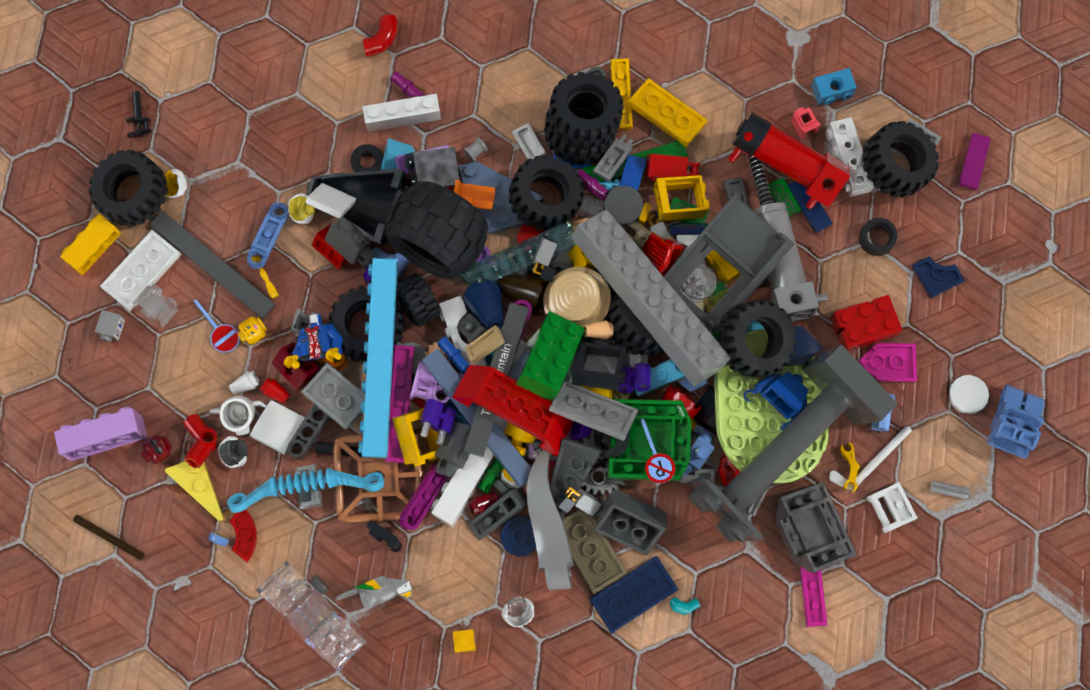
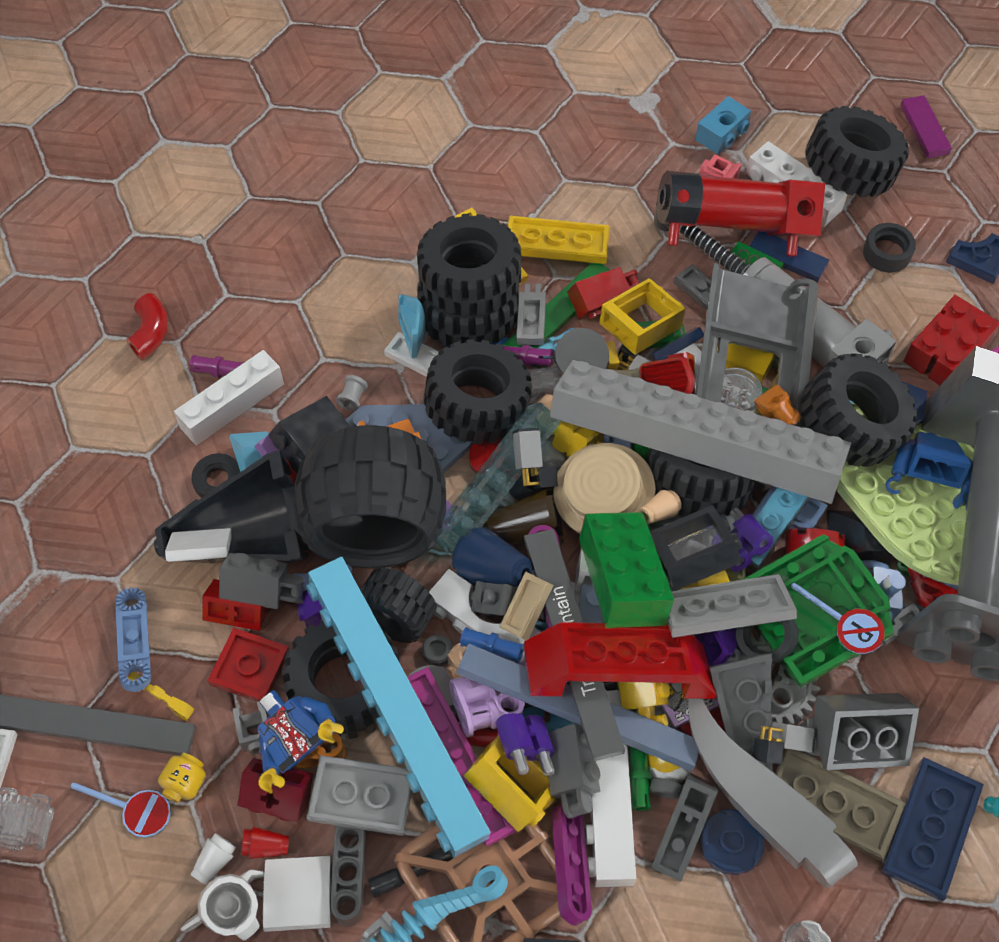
camera: 30 degrees left, 15 degrees down
(299, 210) = (162, 579): light yellow hair -> none
(321, 287) = (248, 665): none -> red plate
(428, 337) = (436, 650): none -> dark grey tile
(482, 502) = (652, 826): dark red cone -> none
(536, 127) = (412, 322): none -> medium azure slope
(633, 172) = (563, 316): blue tile -> none
(711, 309) = (777, 405): none -> orange piece

